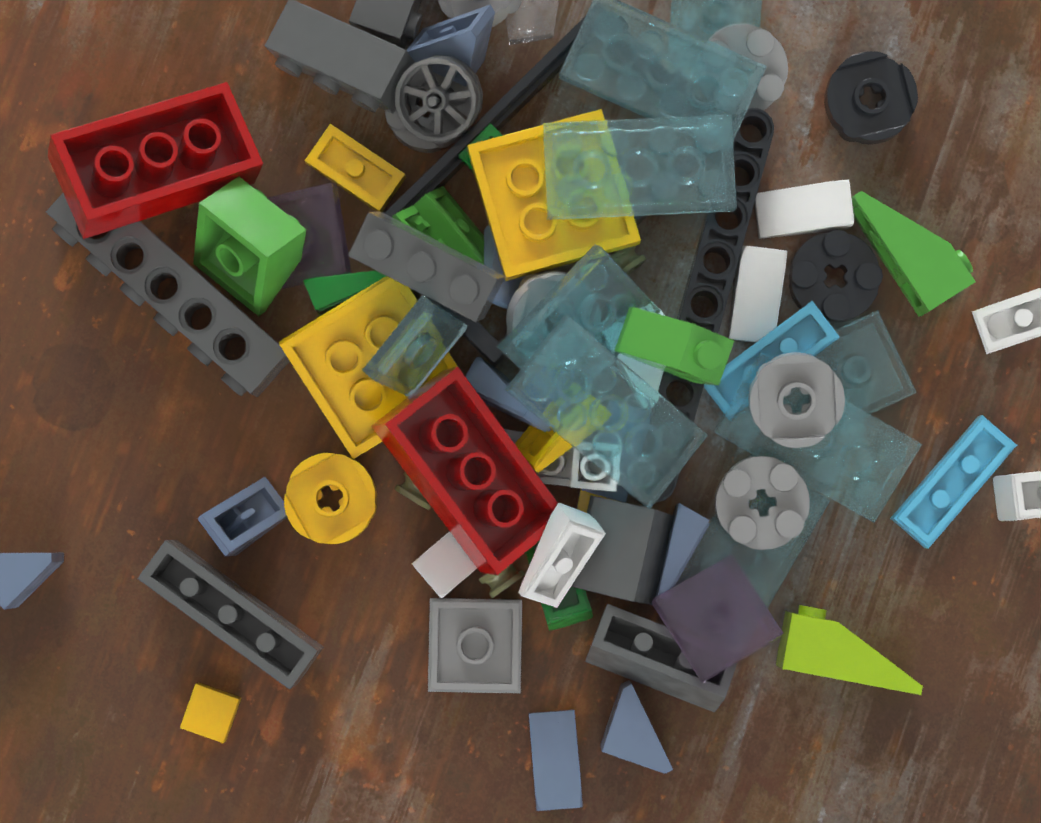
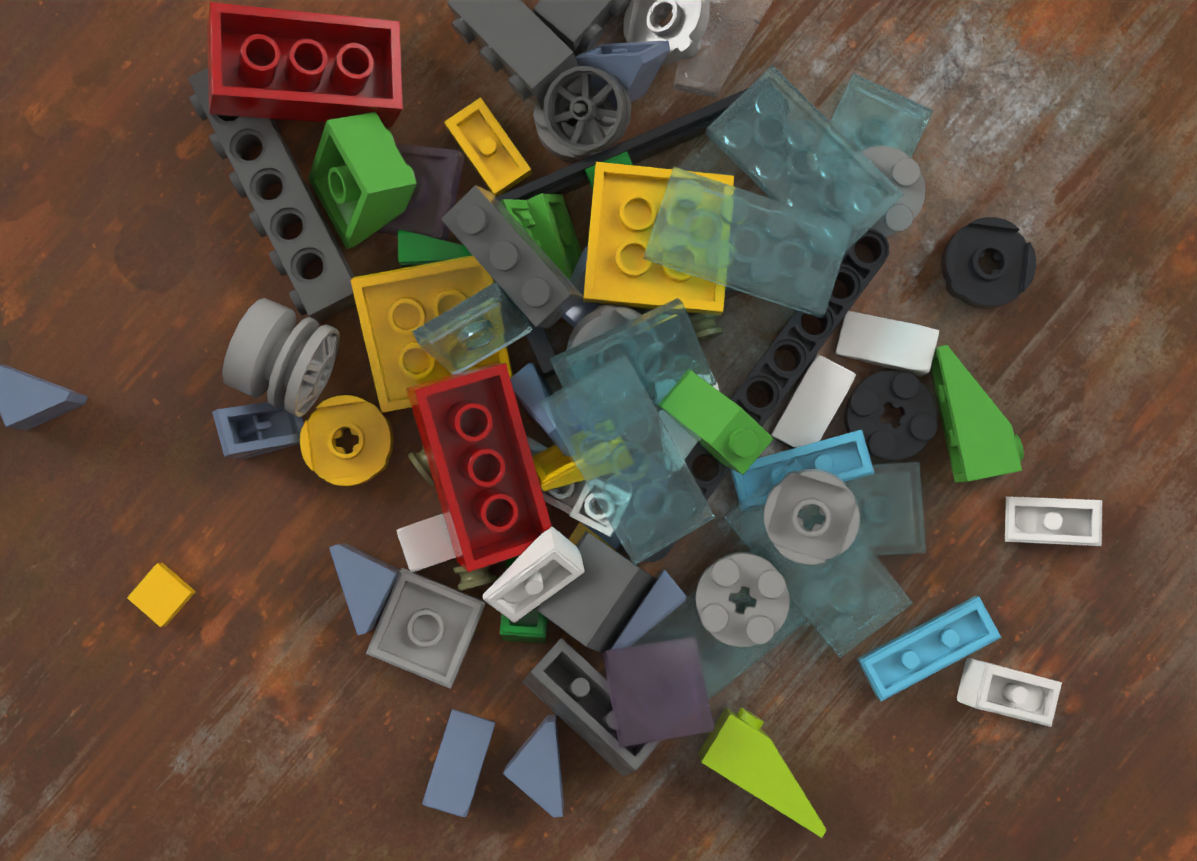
camera: 20 degrees right, 0 degrees up
(230, 613) = (212, 511): dark grey brick -> none
(236, 442) = (280, 356): none -> light grey wheel
(402, 625) = (365, 584): none -> sand blue slope

